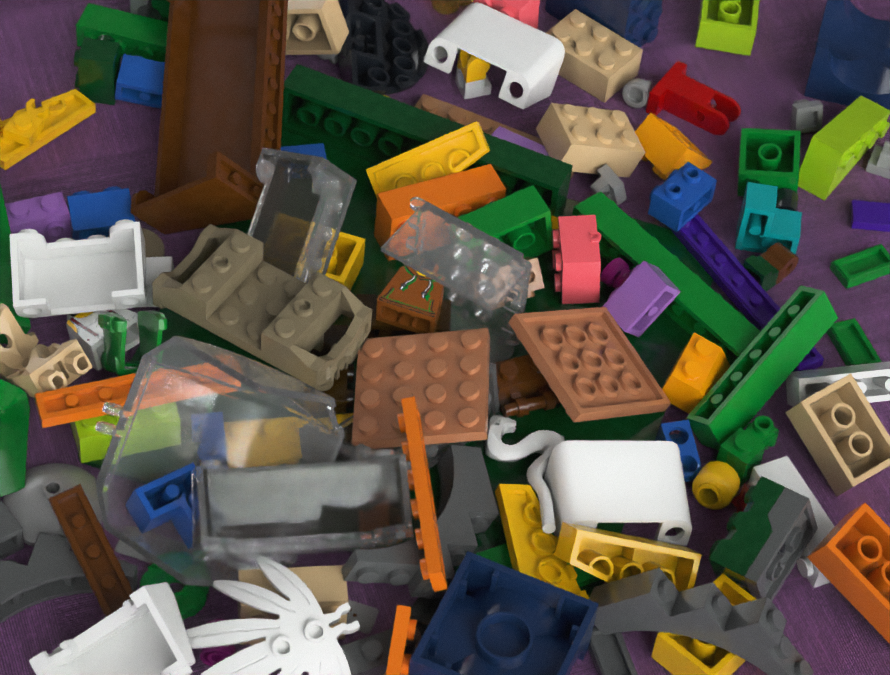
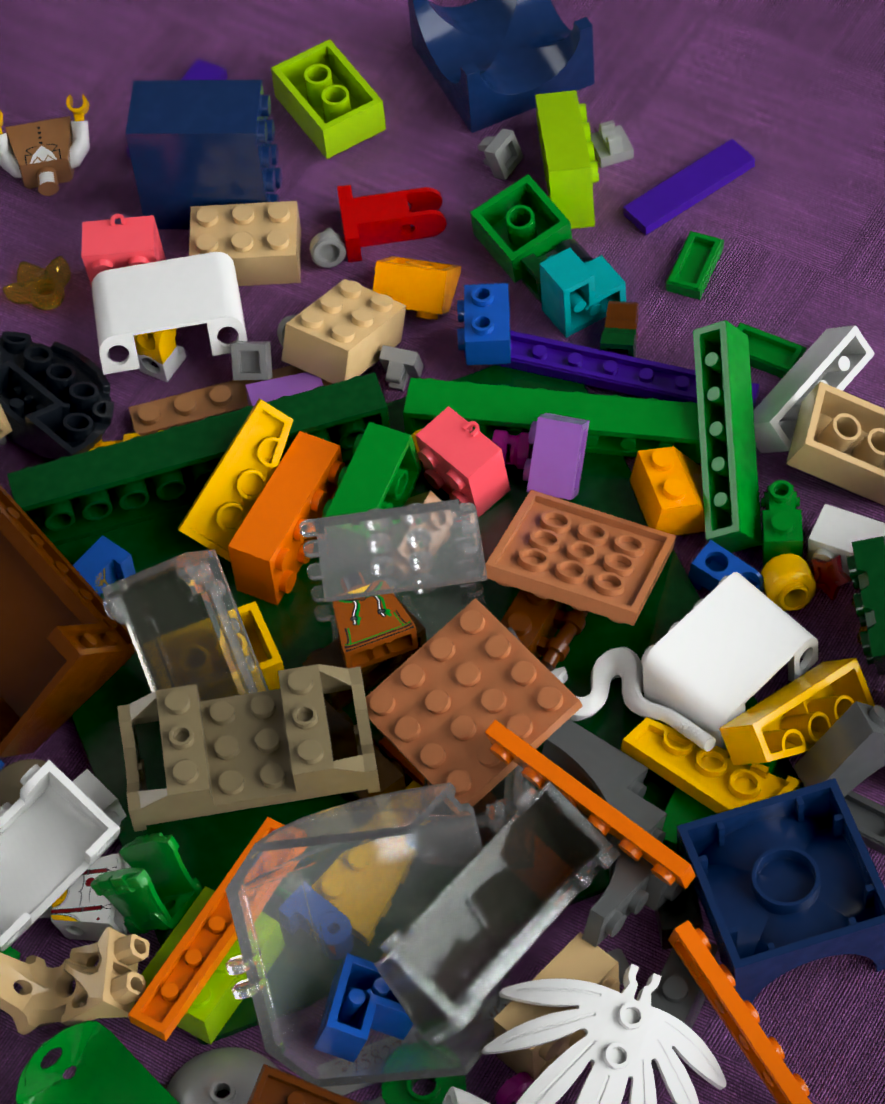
camera: 30 degrees left, 5 degrees up
(517, 115) = (251, 360): none -> light grey tile

